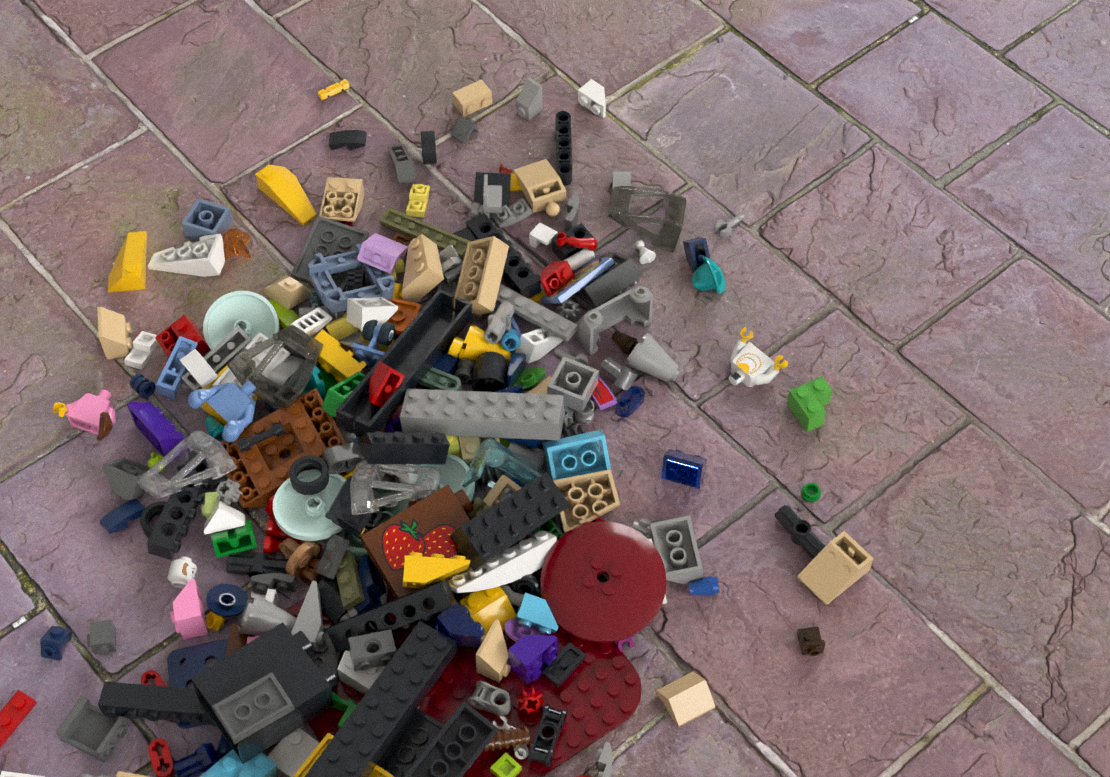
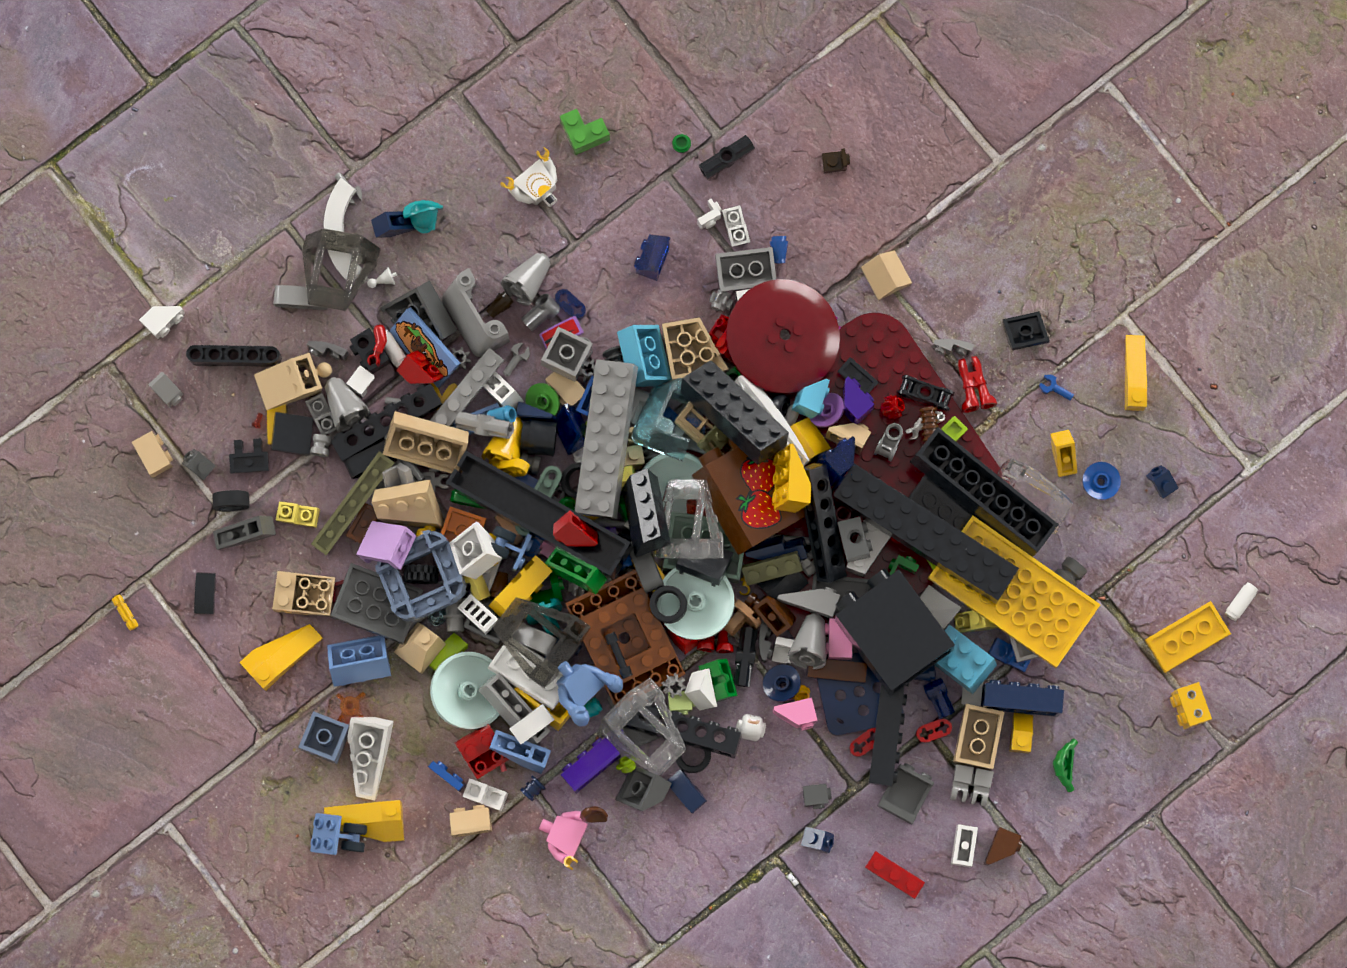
camera: 90 degrees left, 25 degrees up
(114, 245) = (327, 834): none -> medium blue plate
(162, 316) = (440, 769): none -> blue plate
(253, 707) = (922, 633): dark grey tile -> none
(277, 246) = (358, 660): none -> medium blue slope
(296, 583) = (775, 614): none -> reddish brown slope
(332, 556) = (749, 582): dark grey plate -> none
(466, 162) = (249, 462): none -> black plate
(492, 197) = (311, 431): light grey panel -> none
(519, 223) = (344, 404): none -> light grey cone
(707, 212) = (334, 219): none -> white tile
(728, 546) = (735, 226): none -> white slope
(731, 519) = (708, 220): none -> white bracket
(836, 568) = (767, 130): tan slope -> none

